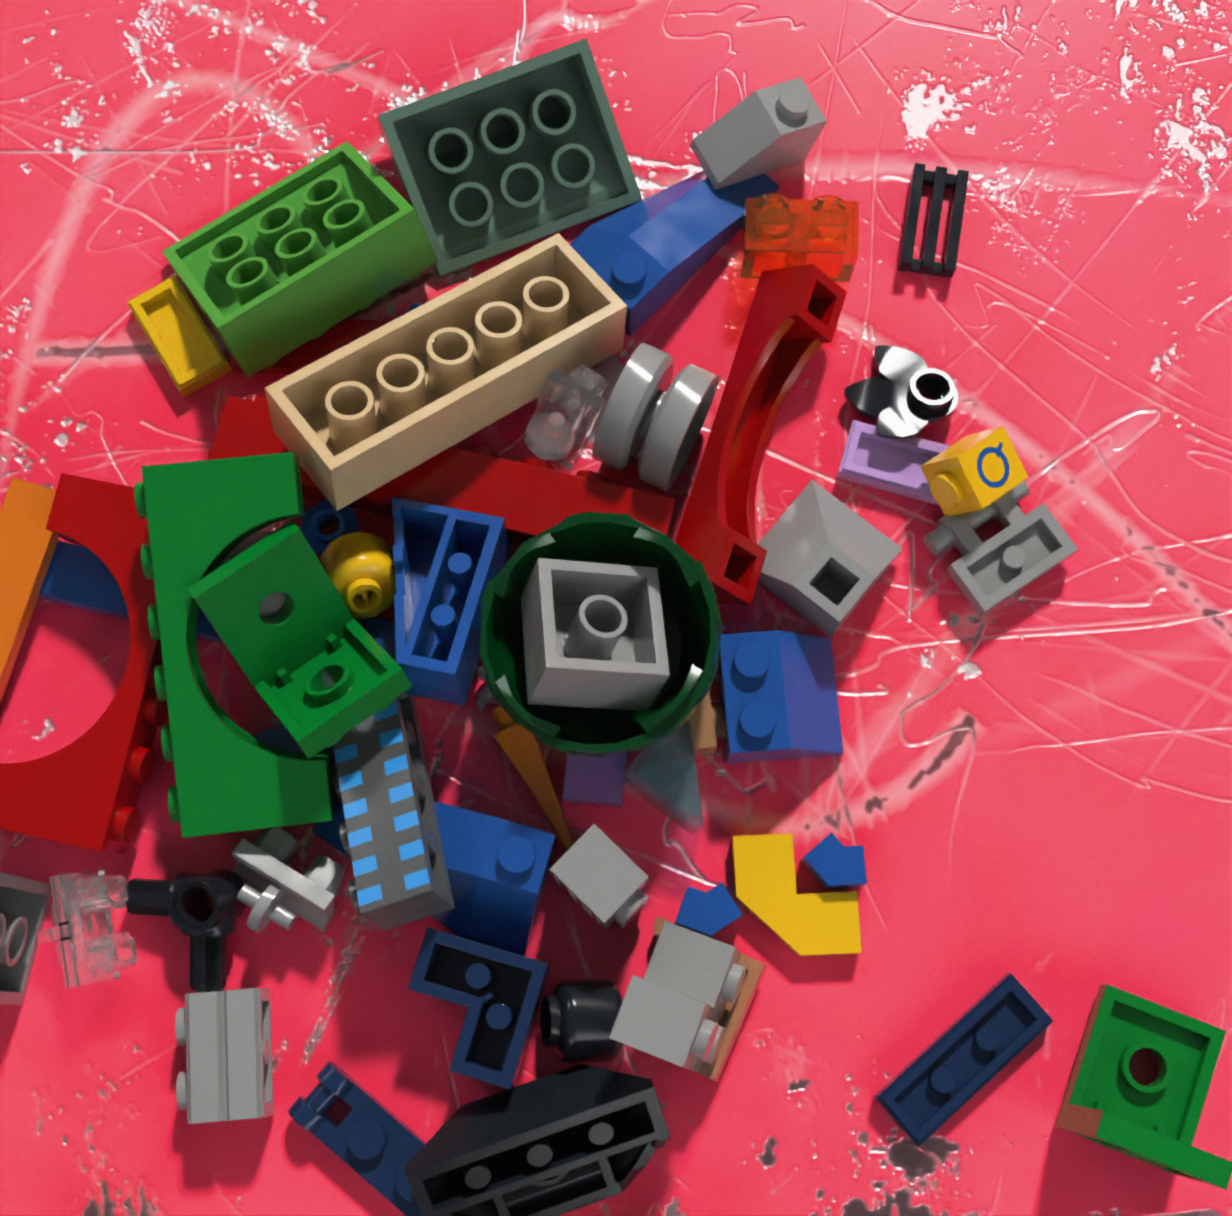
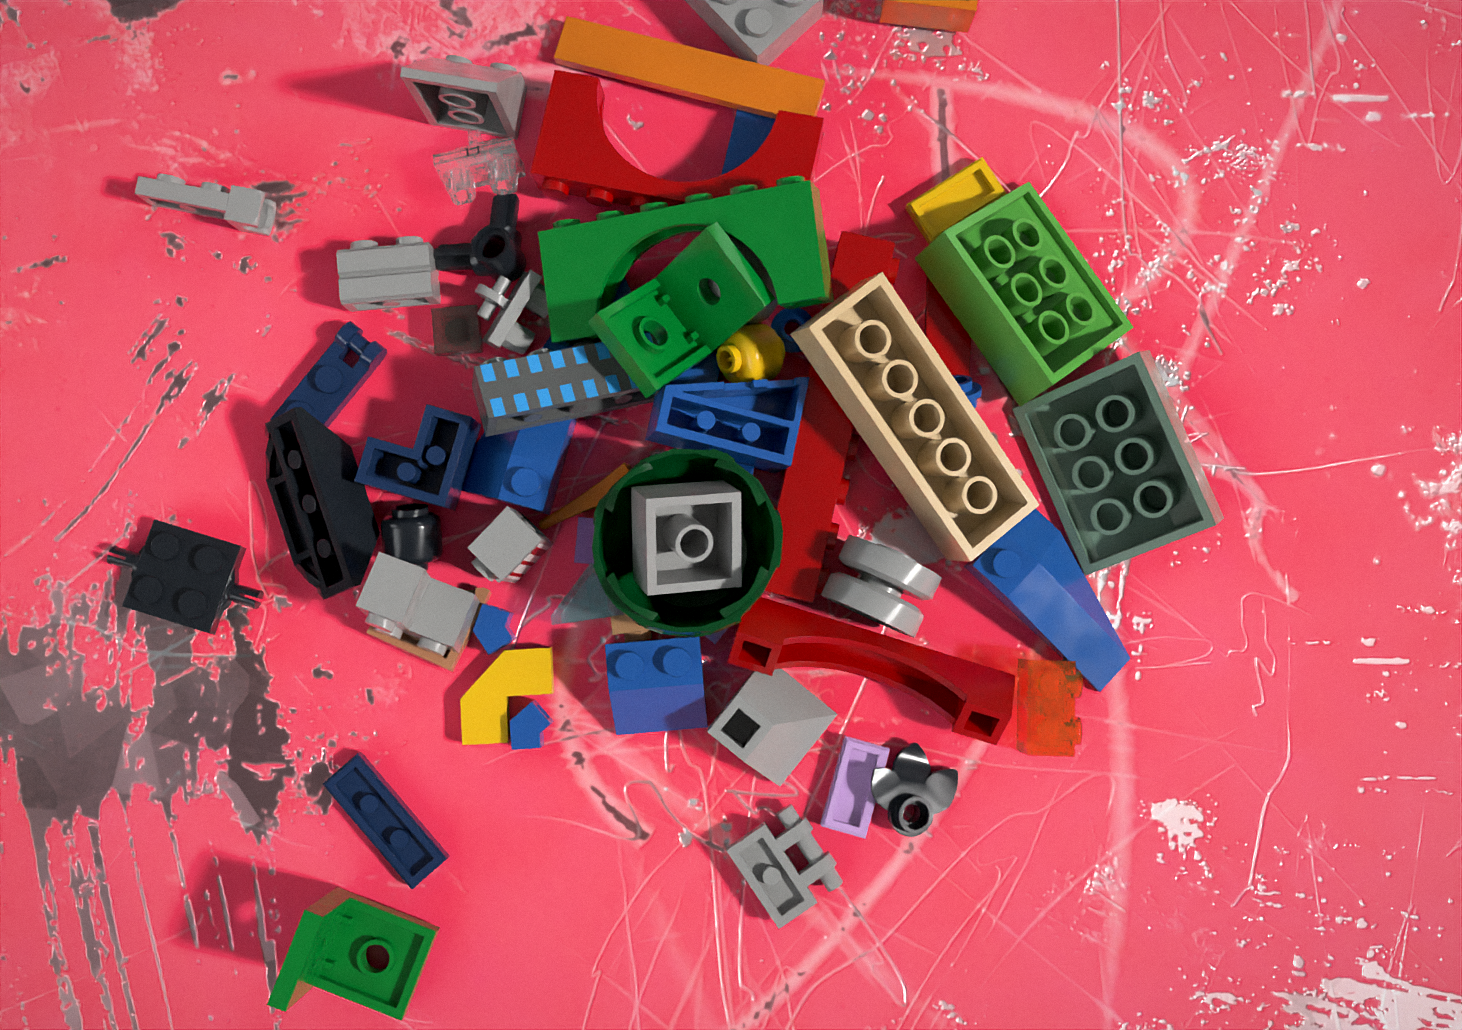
camera: 90 degrees right, 10 degrees up
(308, 961) = (456, 330): none -> clear smoke plate
(565, 415) = (880, 512): clear hips -> none
(760, 134) = (1140, 674): light grey slope -> none
(939, 181) = (1109, 828): black tile -> none
(974, 472) = (840, 846): yellow brick -> none

